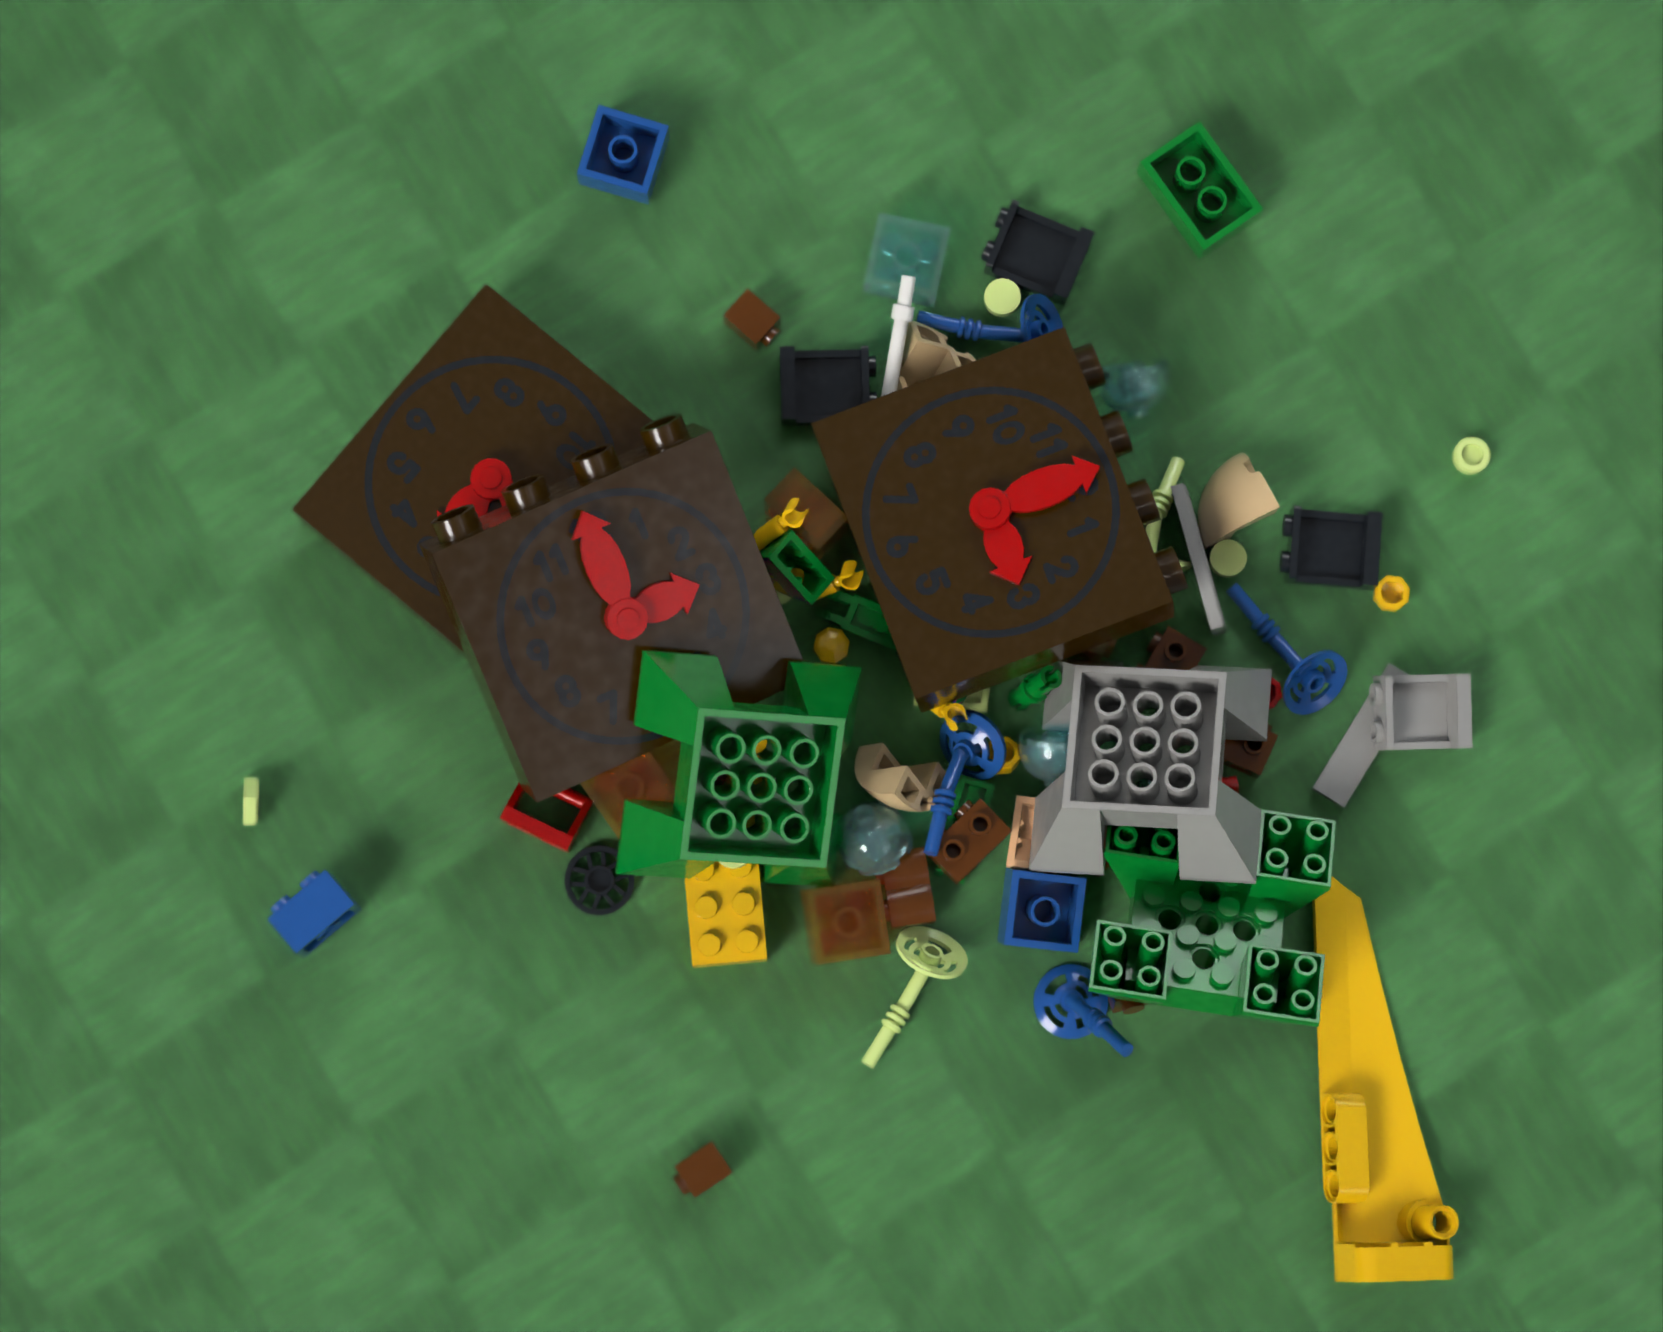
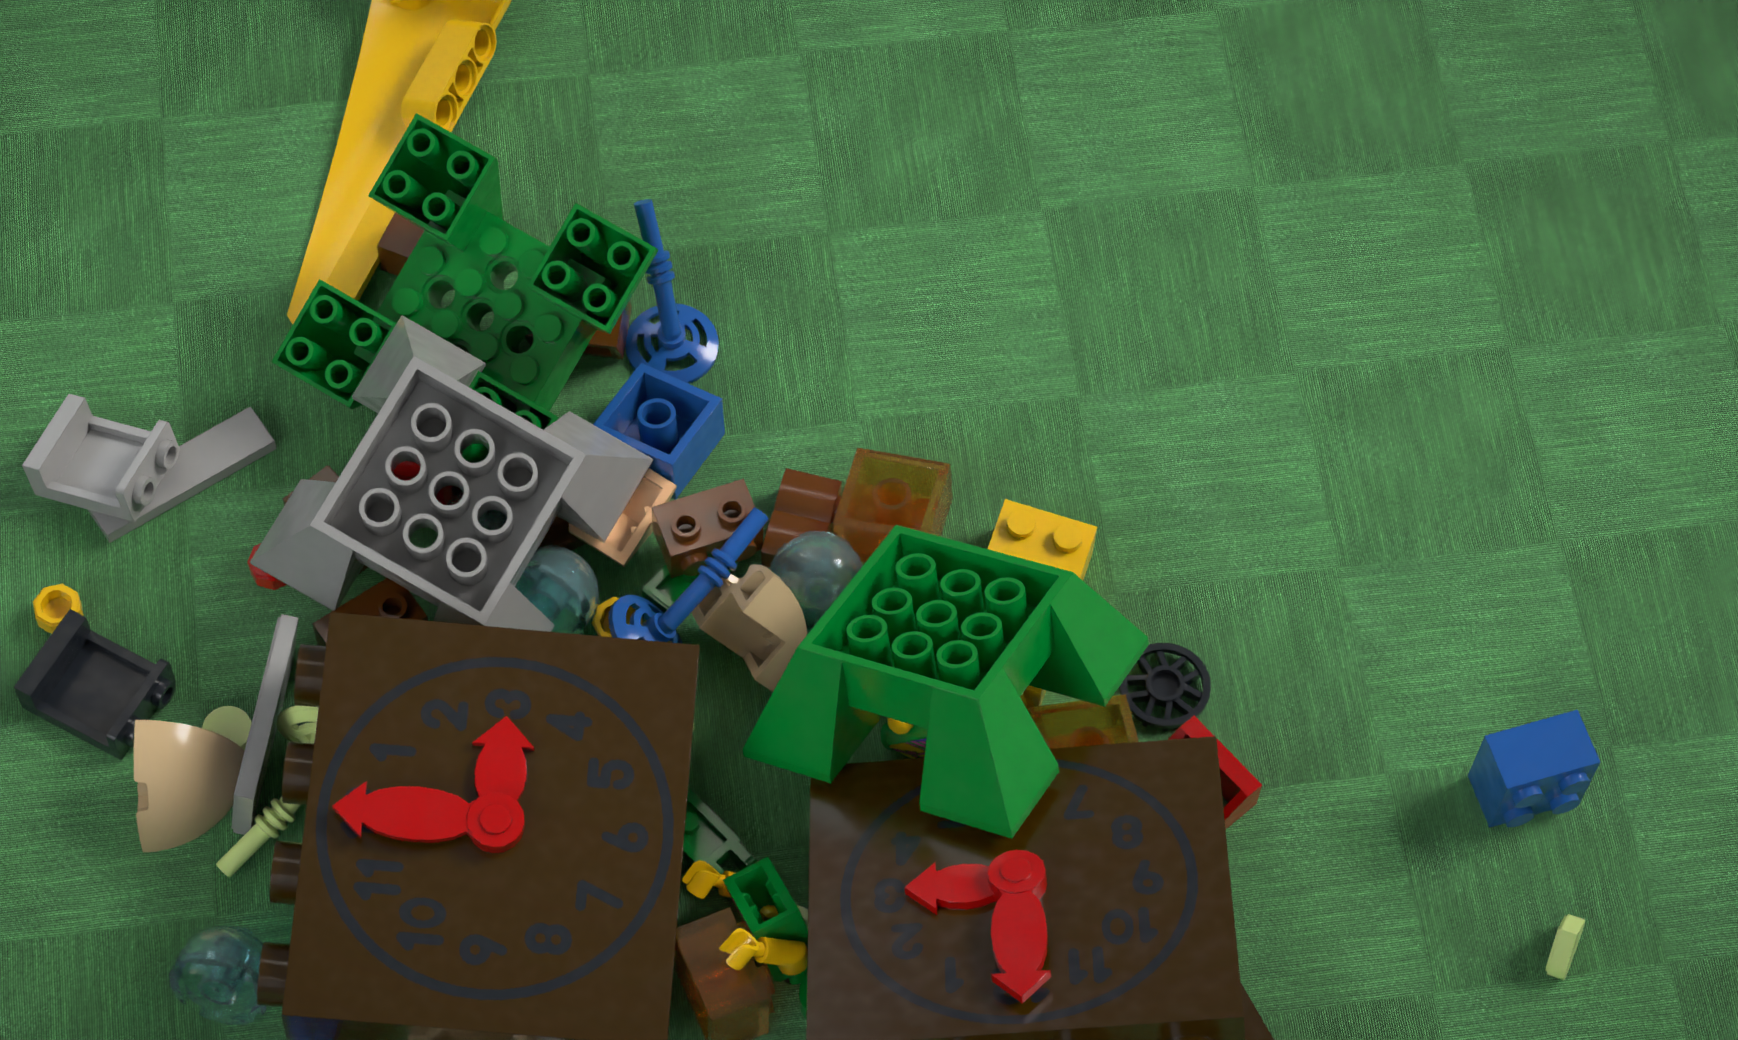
camera: 155 degrees left, 20 degrees down
(701, 1170) = (1175, 333): reddish brown brick -> none
(831, 645) = (761, 831): yellow tile -> none
(925, 965) = (834, 433): yellowish green dish -> none
(1302, 669) = (209, 550): blue dish -> none

